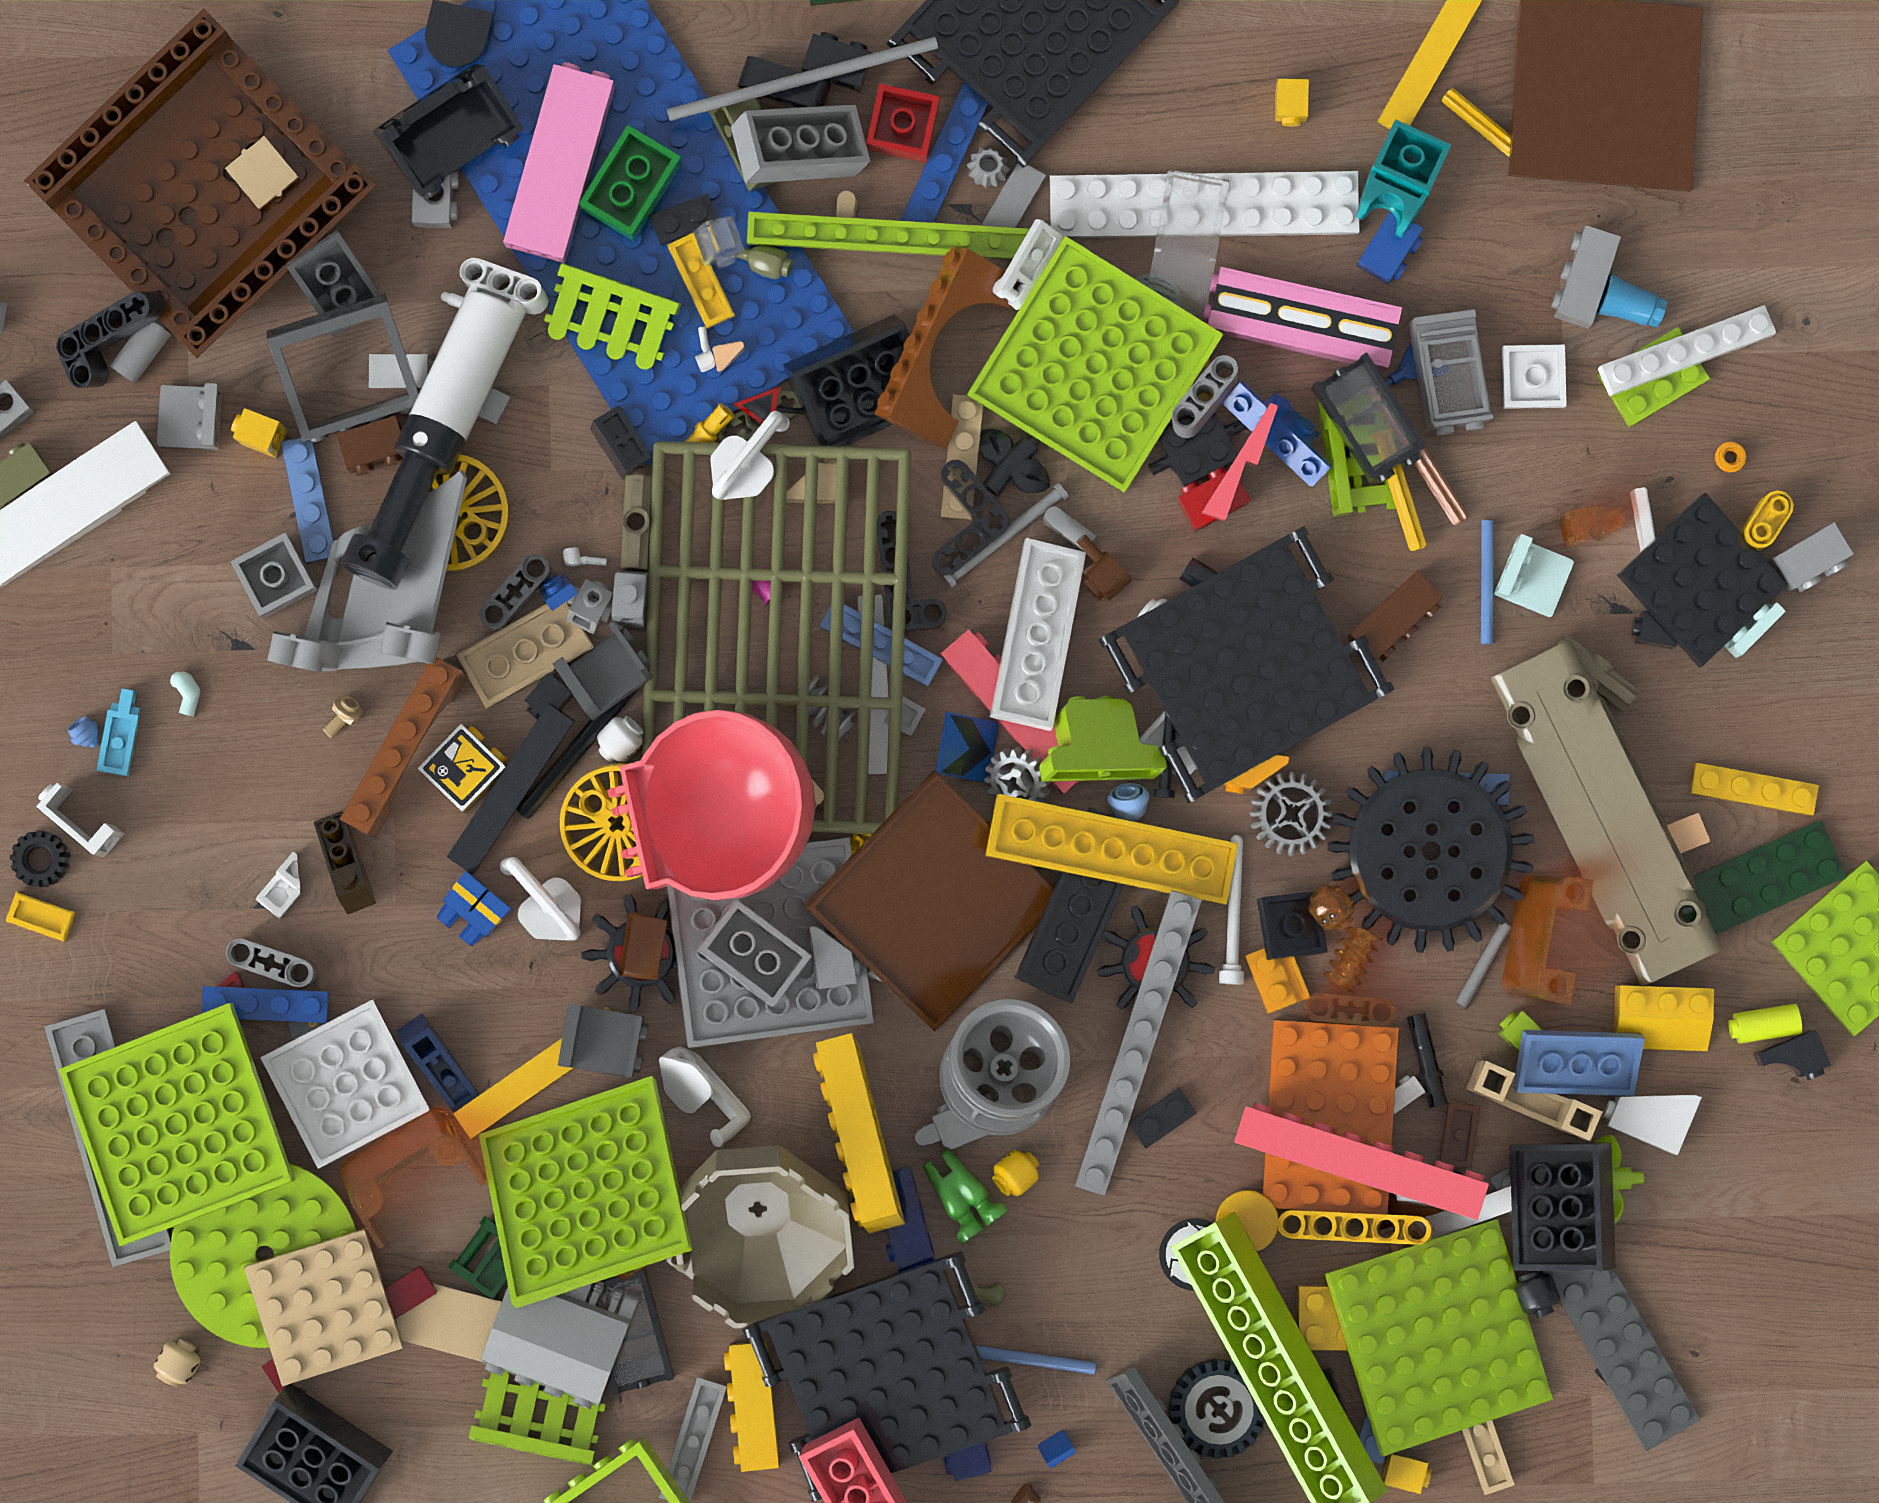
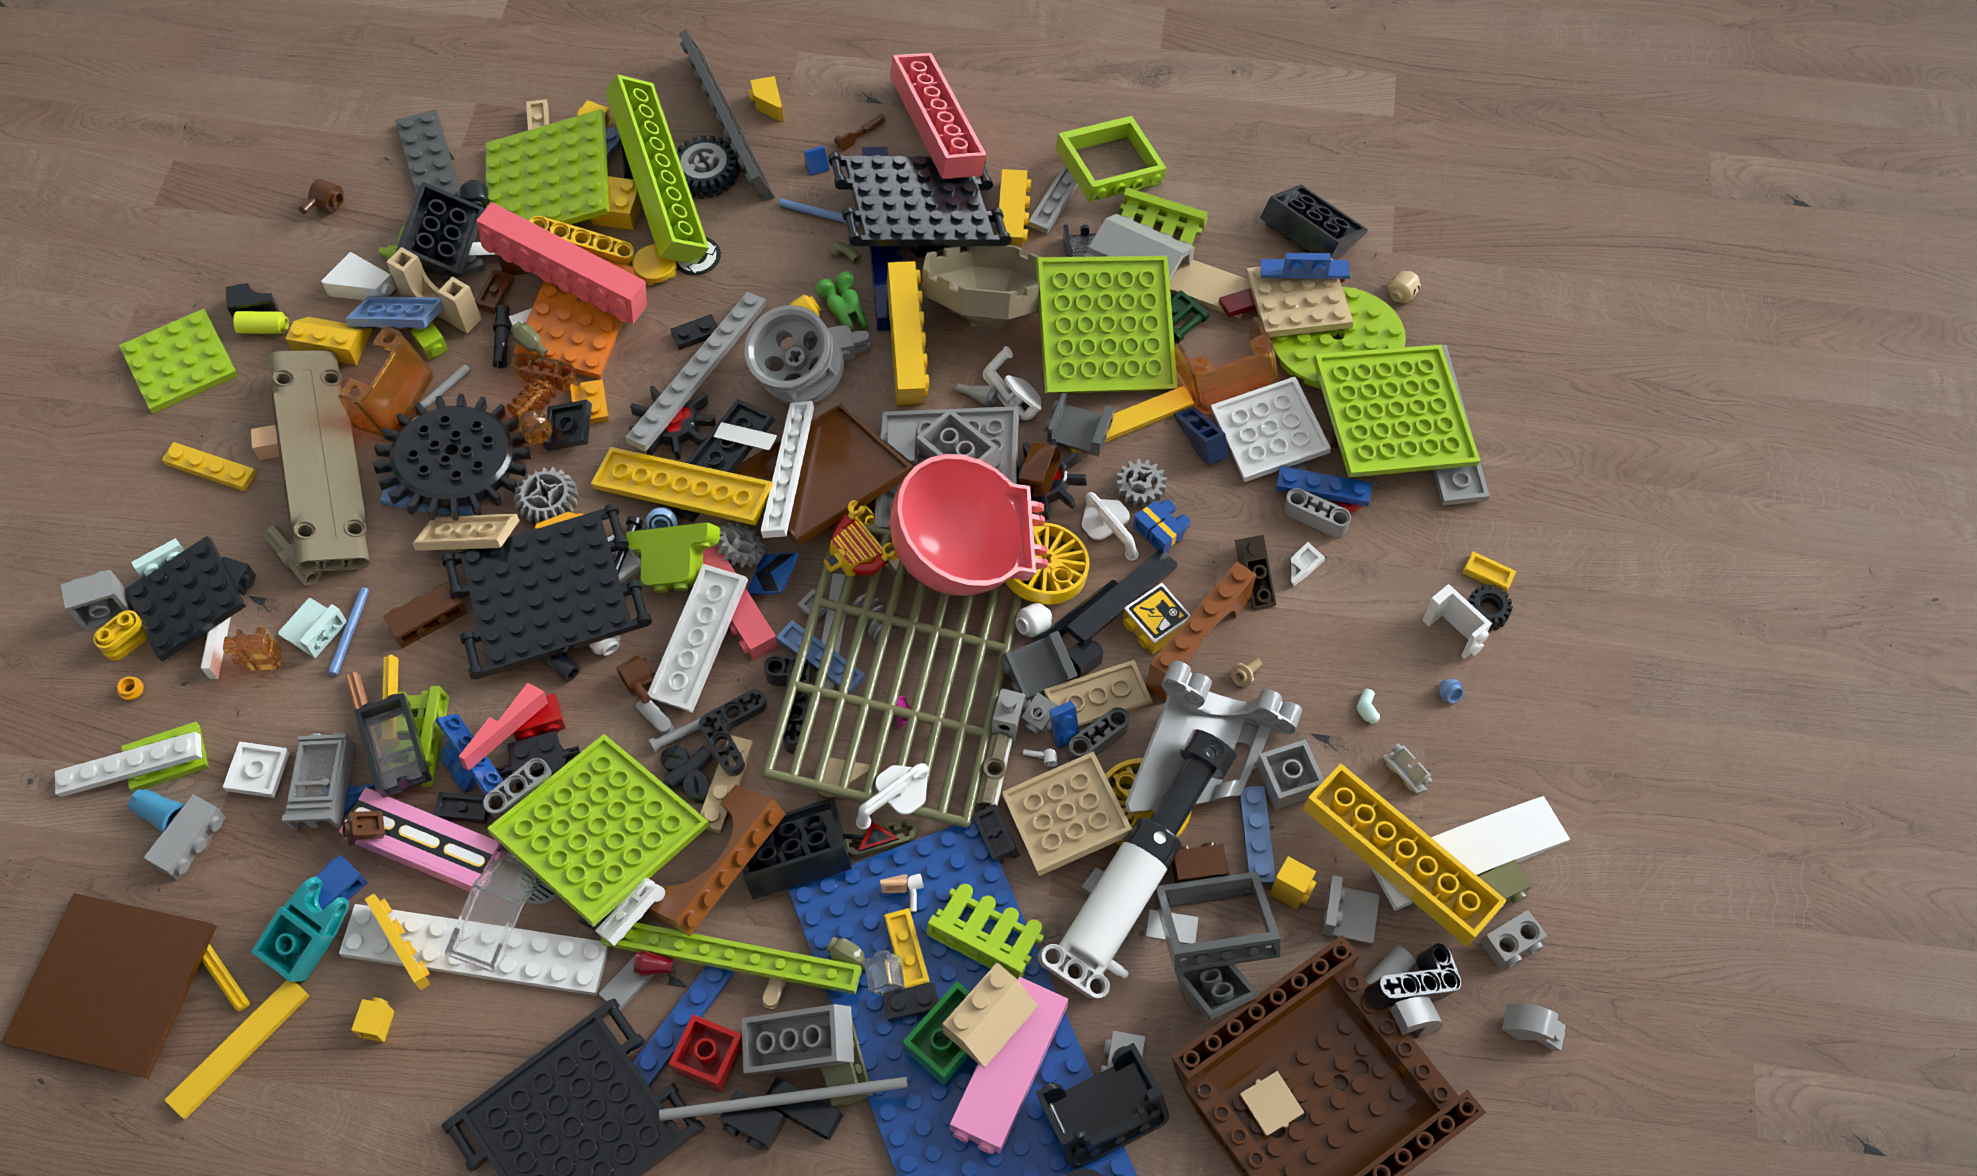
camera: 170 degrees left, 25 degrees down
(103, 291) = (1416, 1015): none -> light grey brick
(119, 735) = (1422, 683): medium azure hinge -> none
(131, 476) = (1404, 855): none -> yellow brick
(140, 616) = (1399, 762): none -> light grey hinge
(318, 1346) = (1305, 266): none -> blue bracket
(500, 959) = (1141, 482): none -> light grey gear
(539, 476) = (1066, 813): none -> tan plate
(586, 195) = (989, 1015): none -> tan slope
(709, 428) = (923, 831): yellow pin -> none
(745, 1078) = (983, 394): none -> light grey cone
(859, 778) = (855, 547): none -> torso
(975, 887) = (787, 470): none -> white plate
(988, 167) = (644, 1009): light grey piece -> none
(991, 213) = (651, 964): none -> dark red cone
(1046, 940) = (745, 436): none -> white sticker
(1231, 970) = (620, 406): white piece -> none
(1270, 370) = (461, 807): none -> black plate
(1296, 196) = (405, 950): none -> yellow plate
(1369, 310) = (363, 826): none -> reddish brown bracket
(1373, 732) = (466, 532): none -> tan tile
(1379, 1043) = (528, 338): none -> olive plant
(1753, 1255) = (323, 195): none -> reddish brown piece
(1767, 877) = (220, 412): dark green plate -> none

